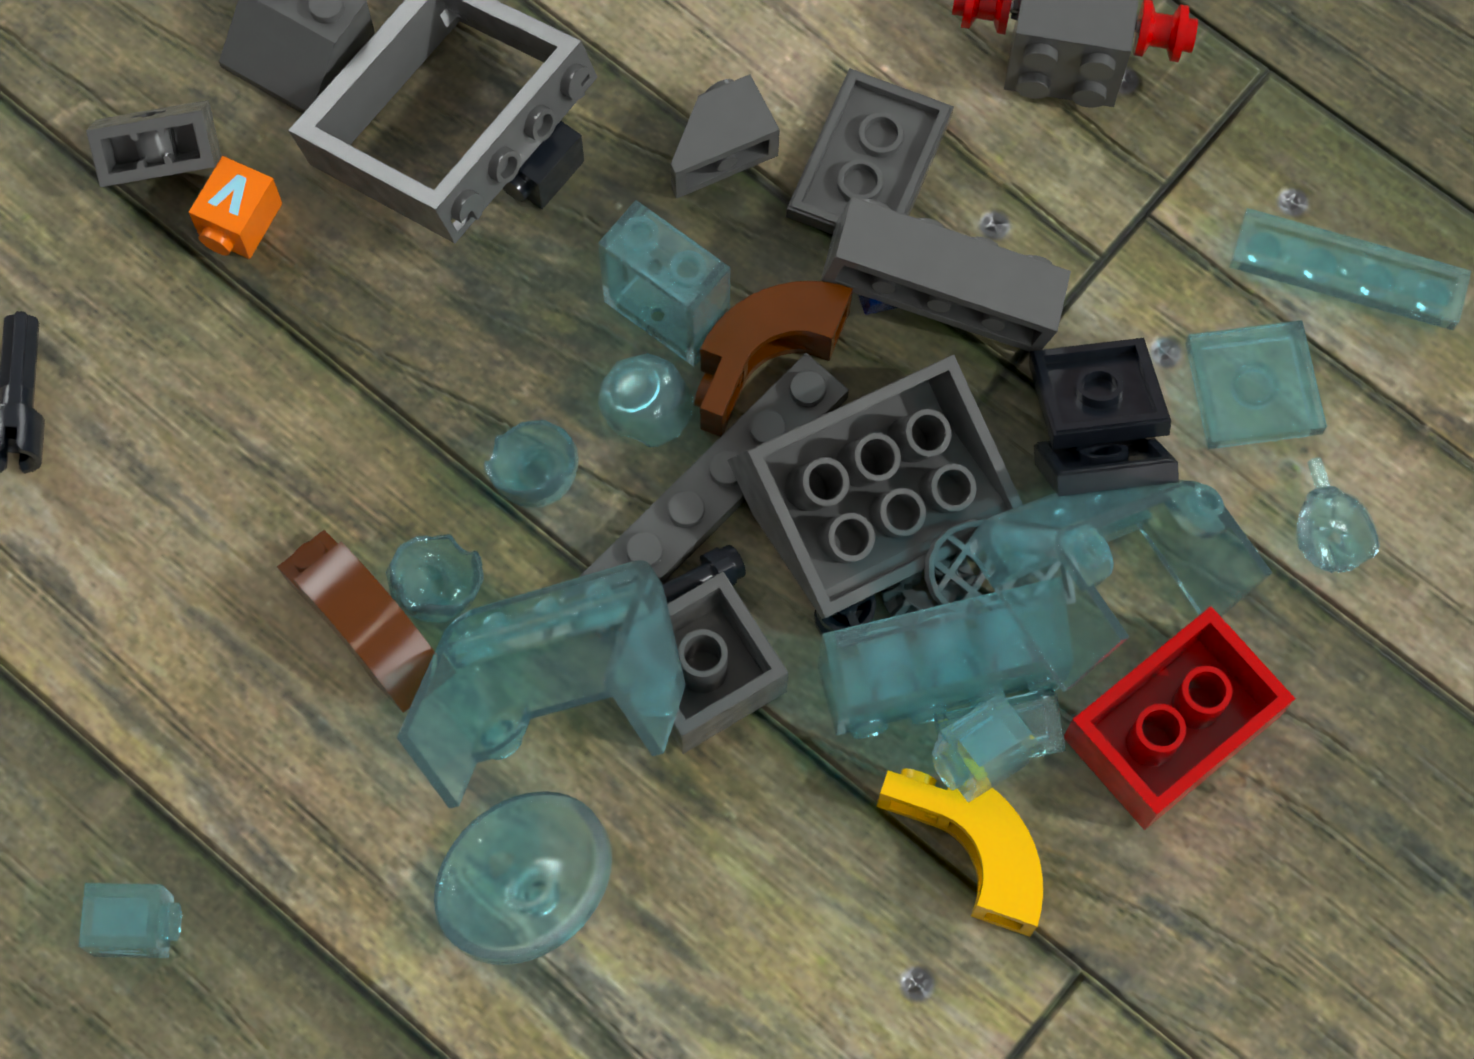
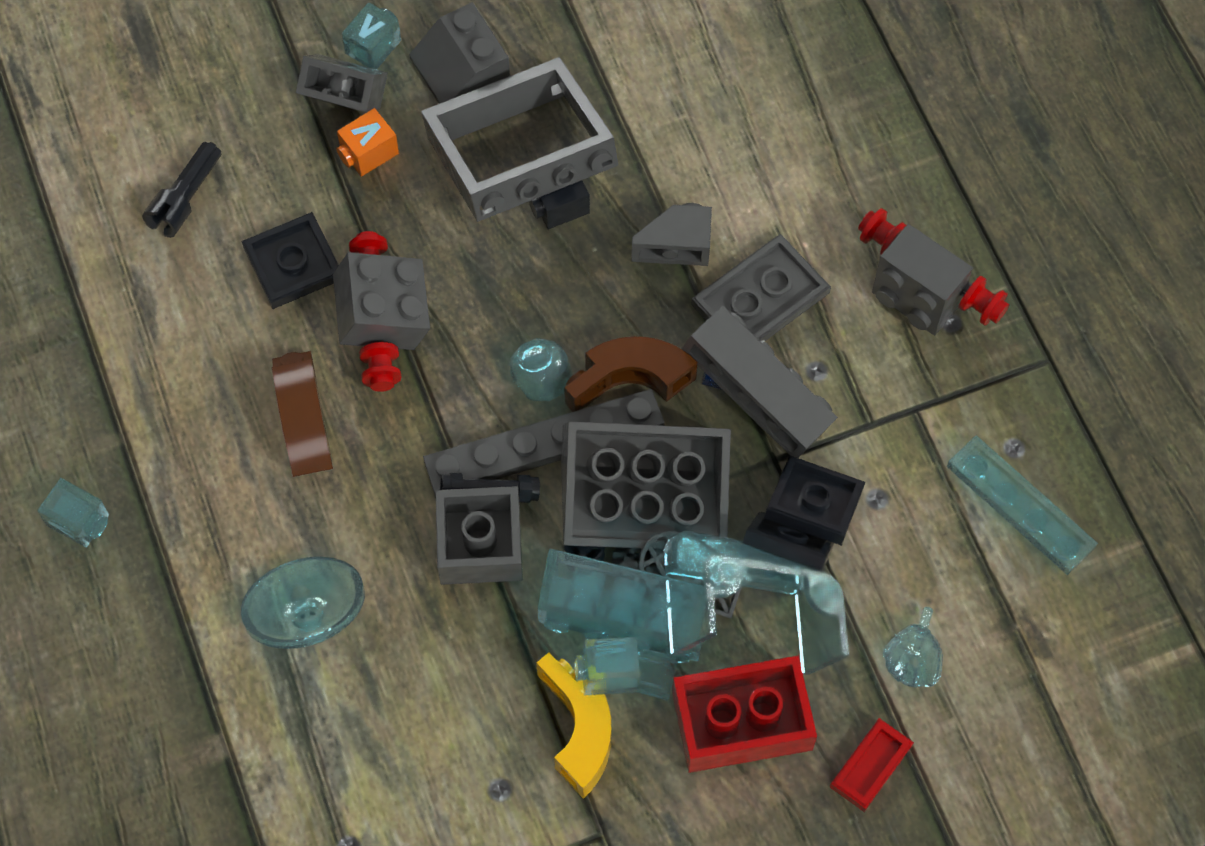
camera: 30 degrees right, 5 degrees down
(155, 60) = (372, 36): none -> clear light blue brick
(223, 418) = (291, 260): none -> black tile
(387, 421) = (380, 306): none -> dark grey brick
(434, 578) = (354, 409): clear light blue hair -> none
(533, 464) = (450, 372): clear light blue hair -> none
(540, 657) = (381, 481): clear light blue windscreen -> none
(660, 269) = (583, 296): clear light blue window -> none
(1255, 384) = (919, 545): clear light blue tile -> none
(1361, 696) = (871, 765): none -> red tile

